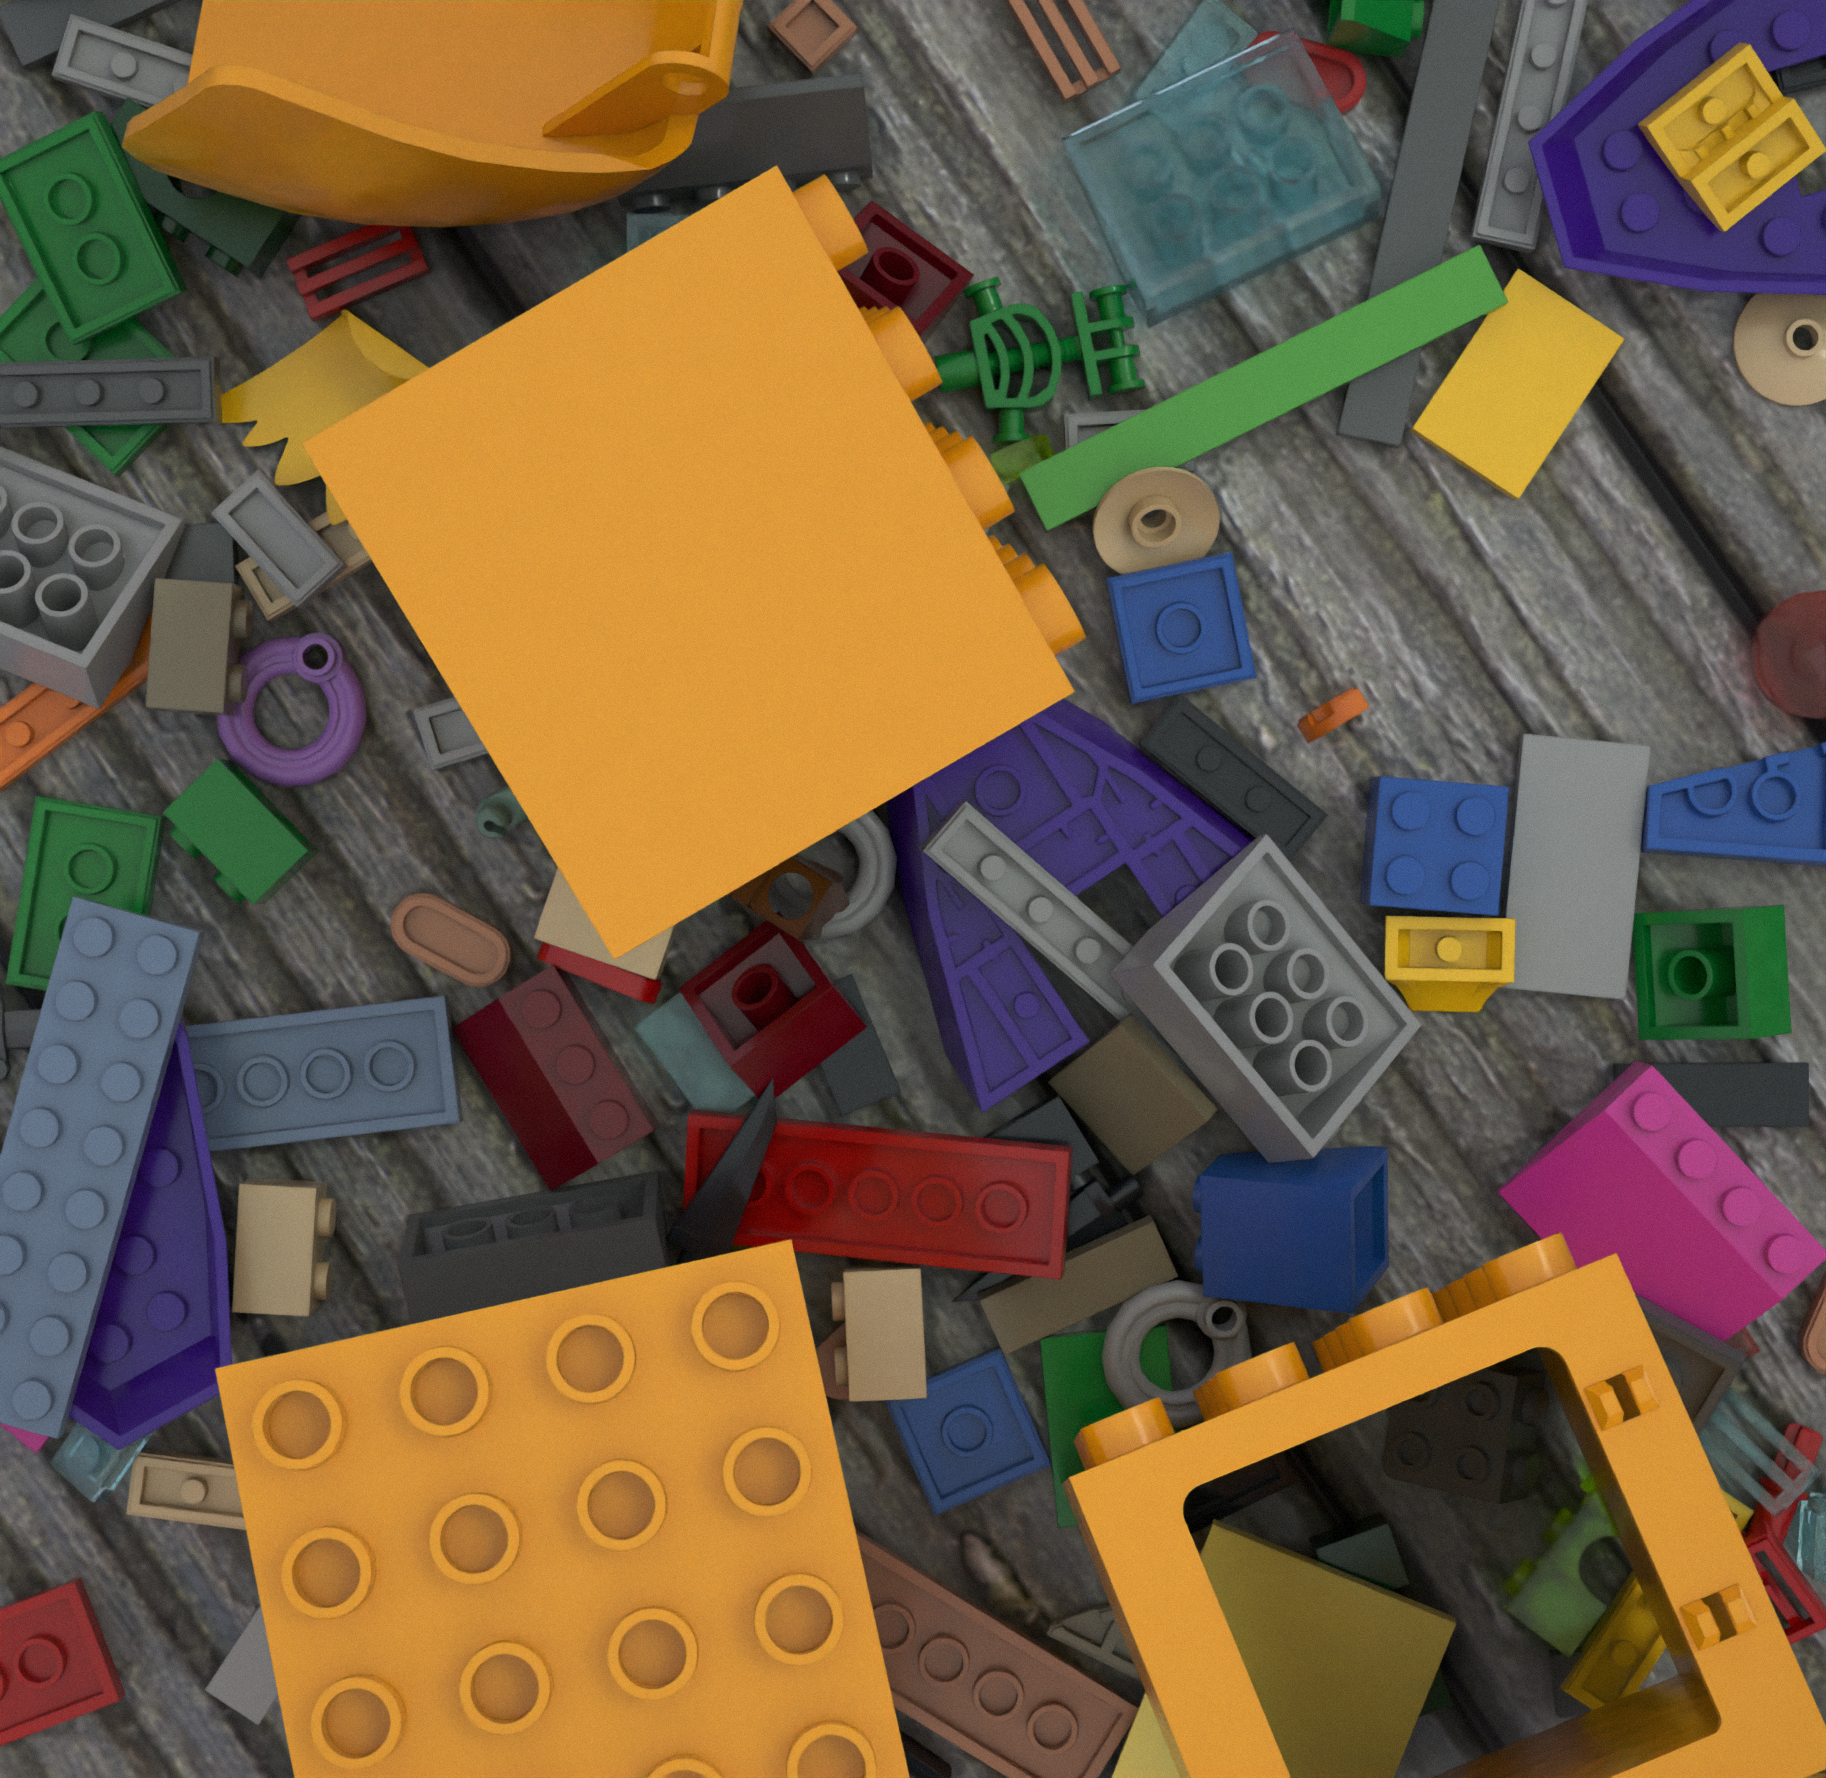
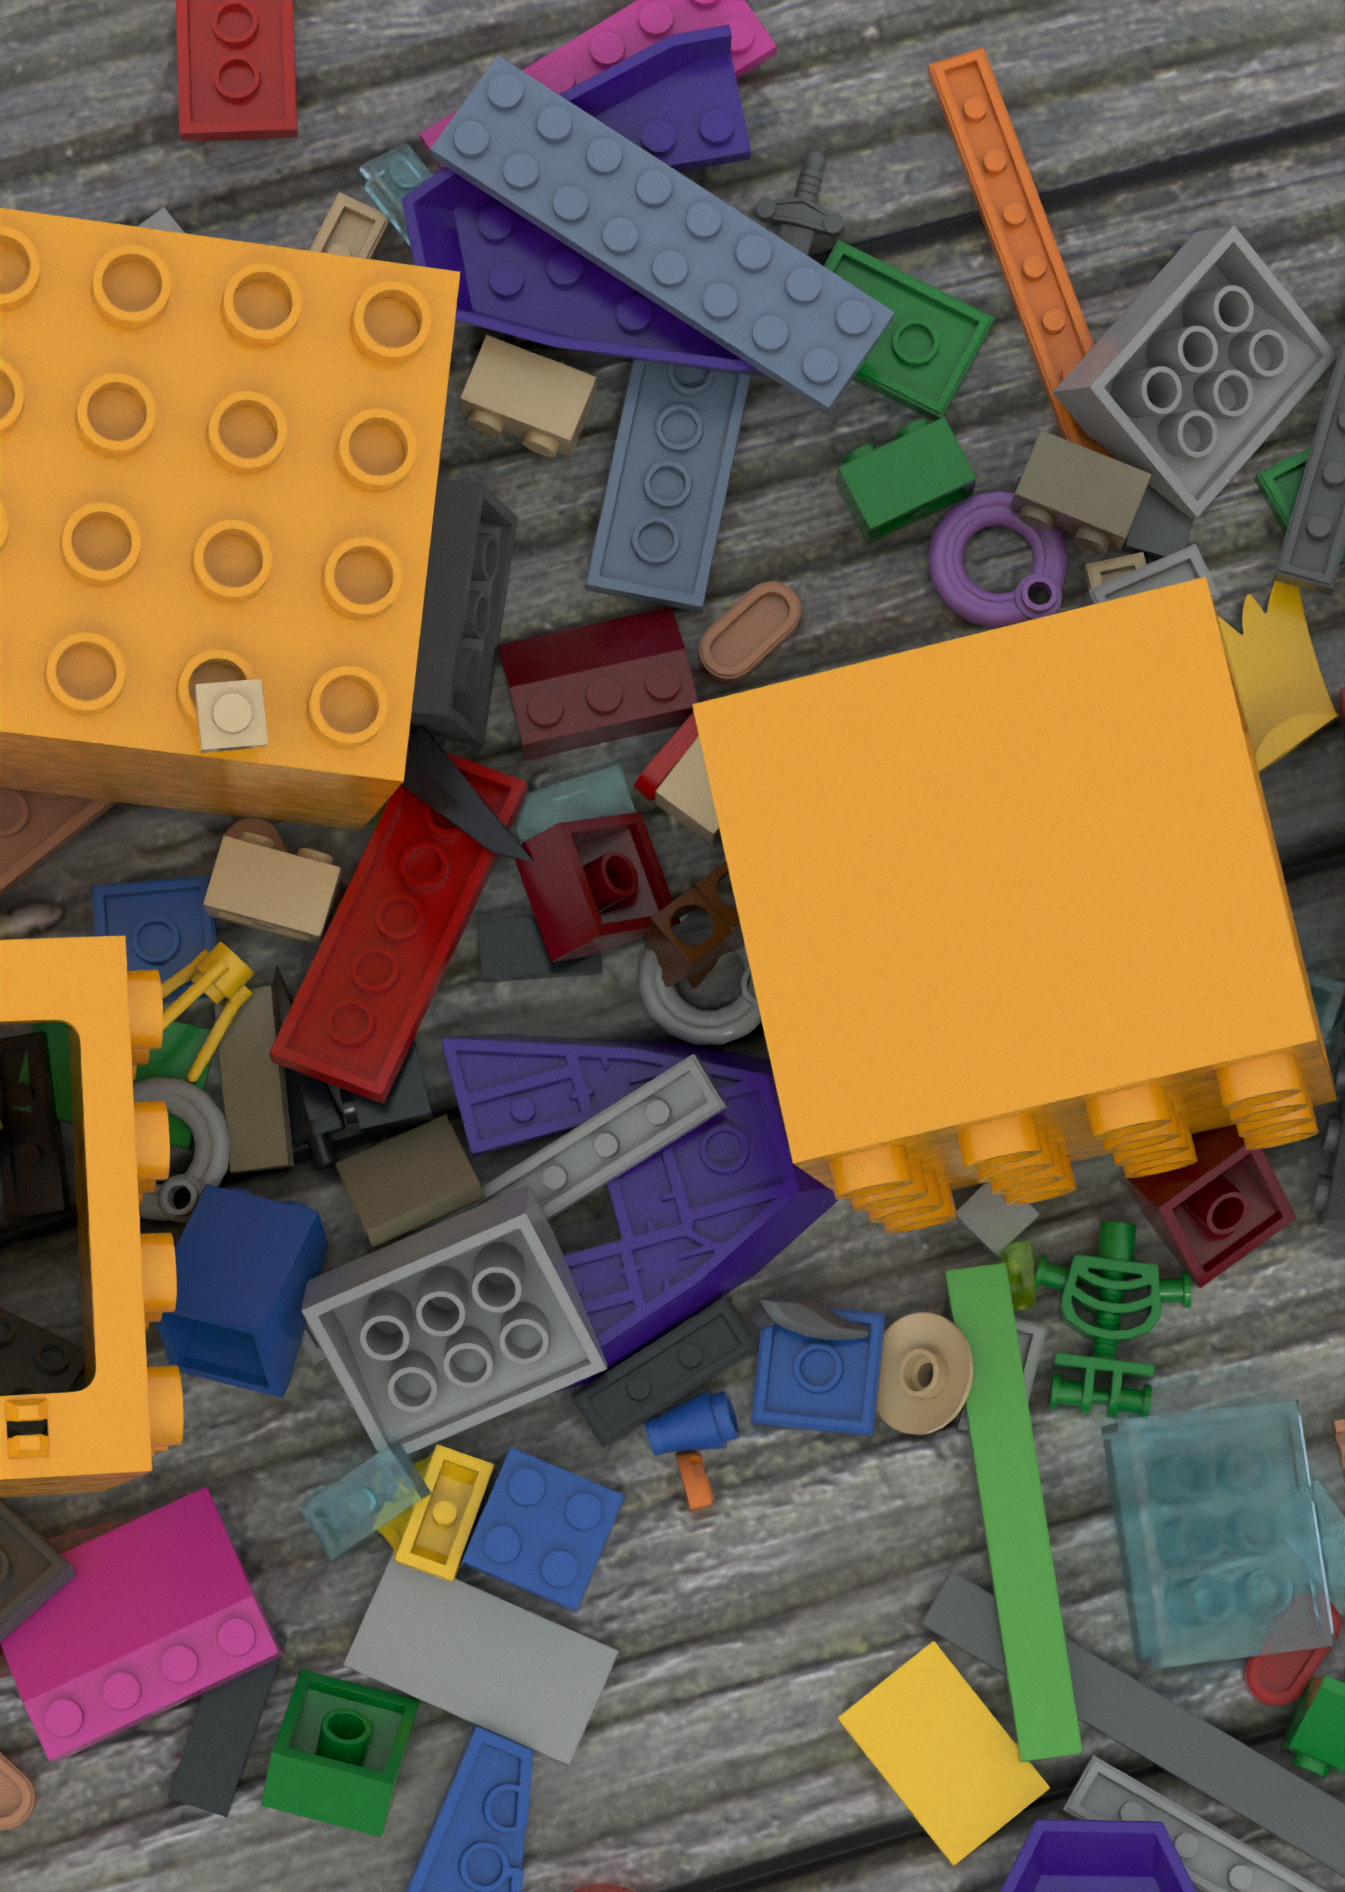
camera: 105 degrees right, 10 degrees down
(795, 1448) = (230, 715): none -> tan plate
(990, 1357) = (217, 976): none -> yellow plant
(1142, 653) = (805, 1319): none -> dark grey bar
(1277, 730) = (694, 1425): none -> blue cone
(1463, 1031) = (365, 1500): none -> clear light blue plate

